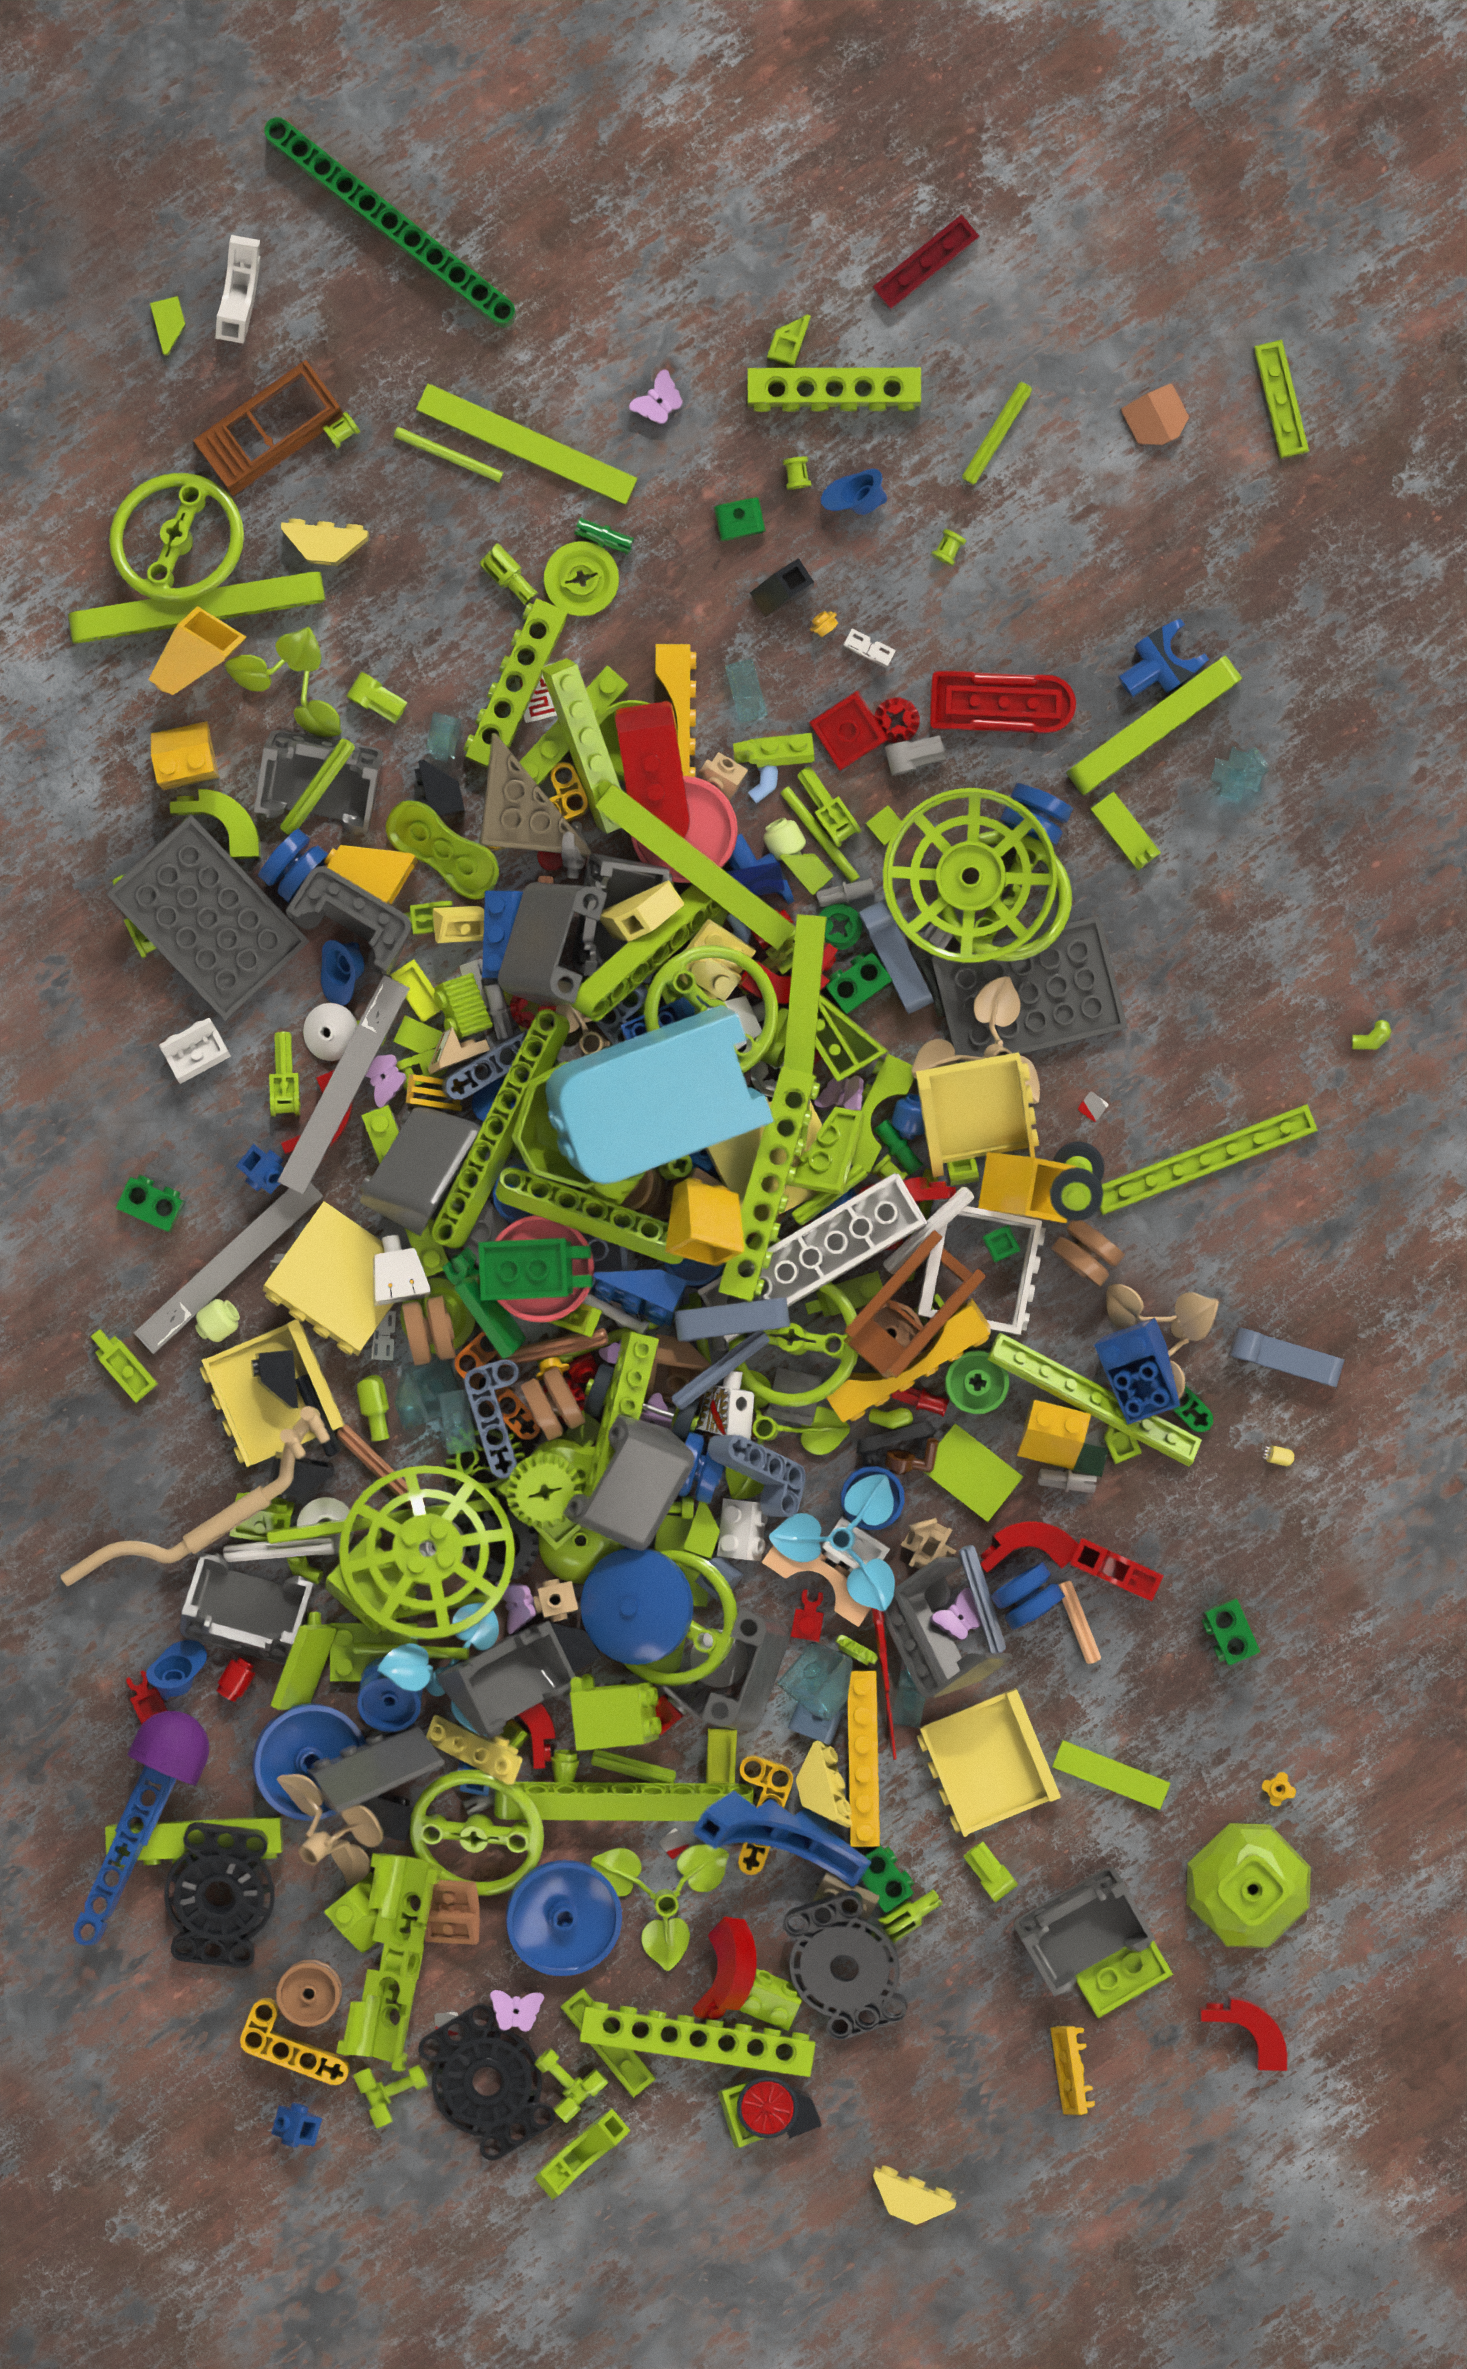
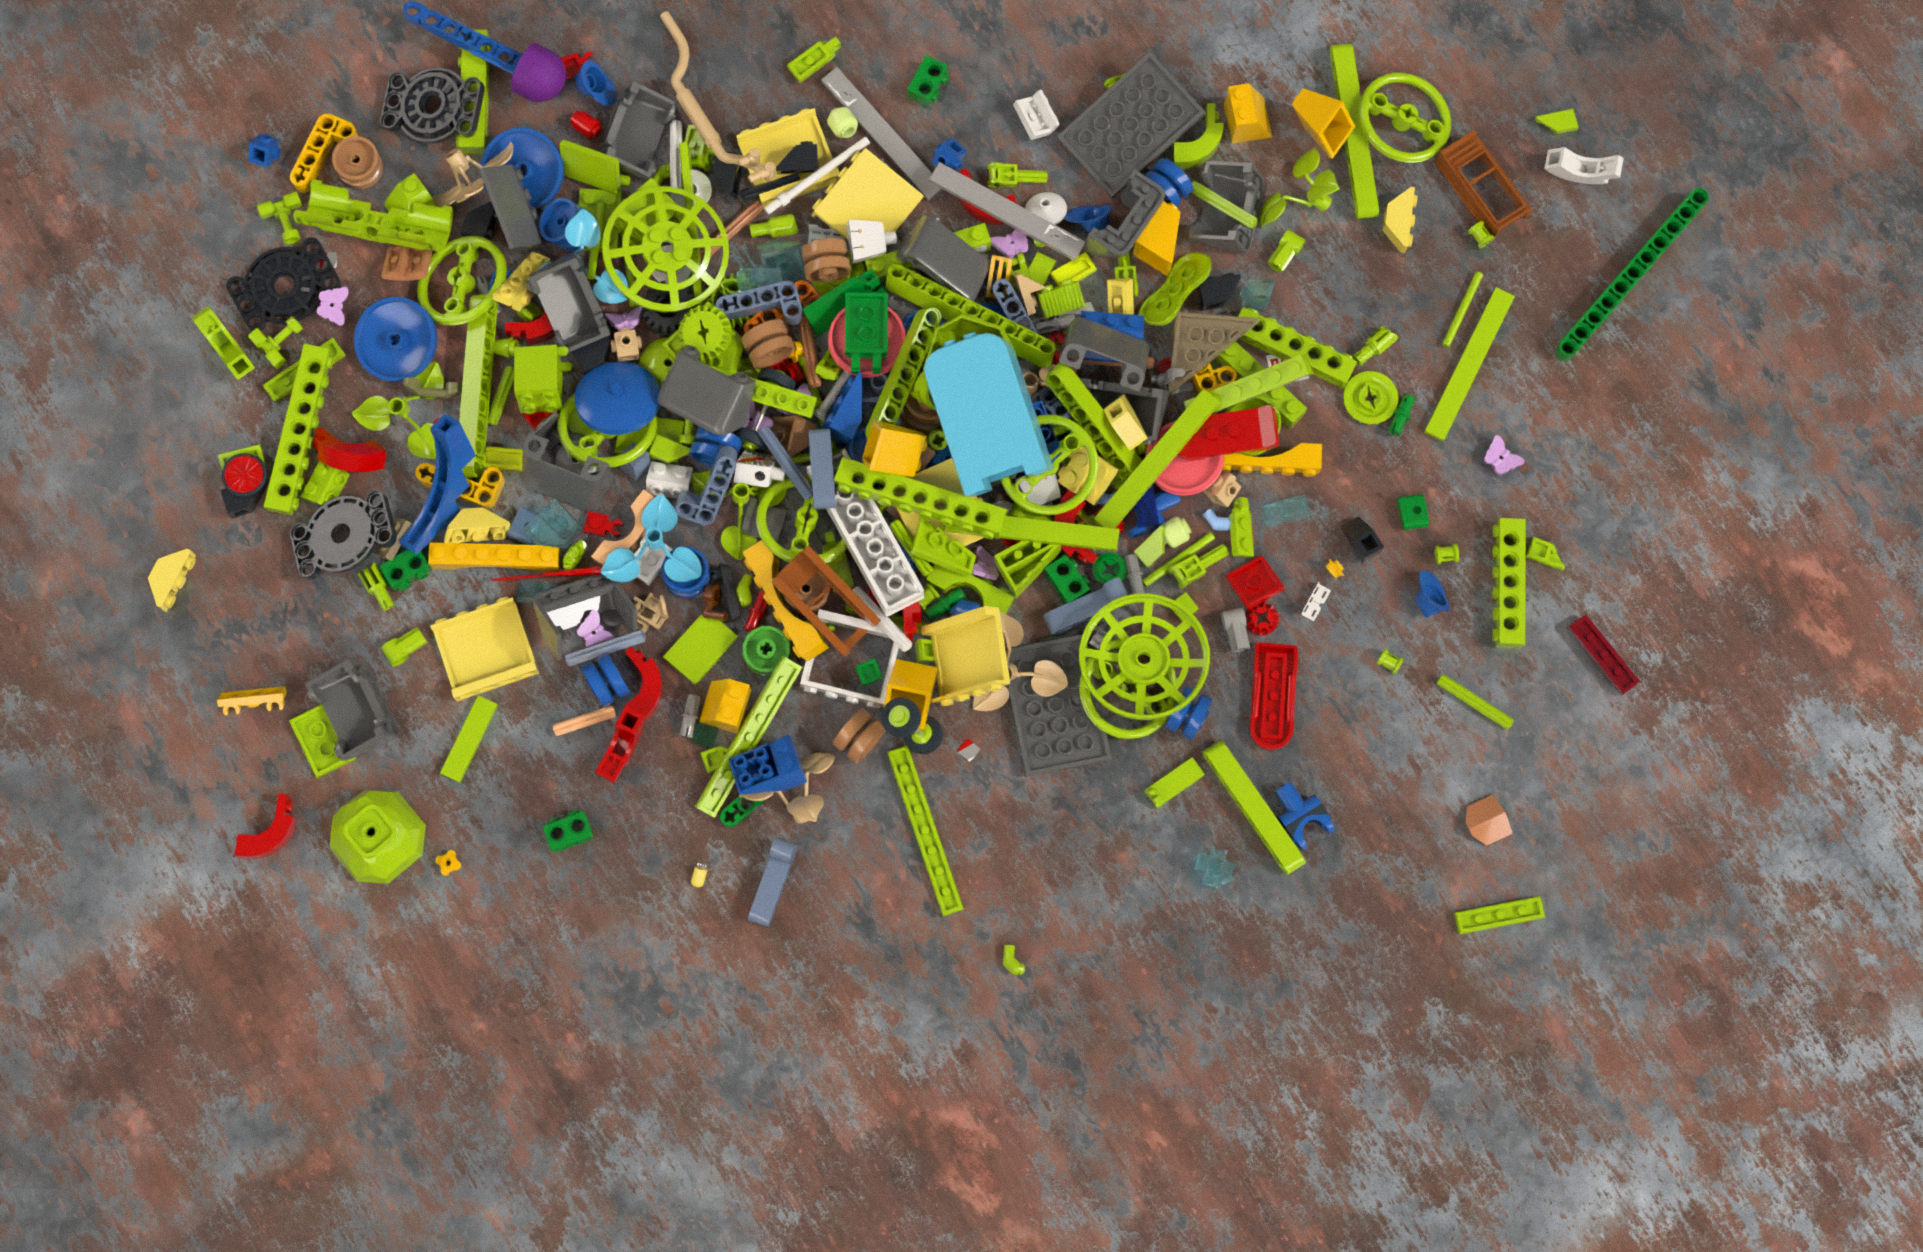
camera: 95 degrees right, 10 degrees down
(338, 1394) = (784, 197): none -> white bar
(629, 1887) = (413, 386): none -> olive bar

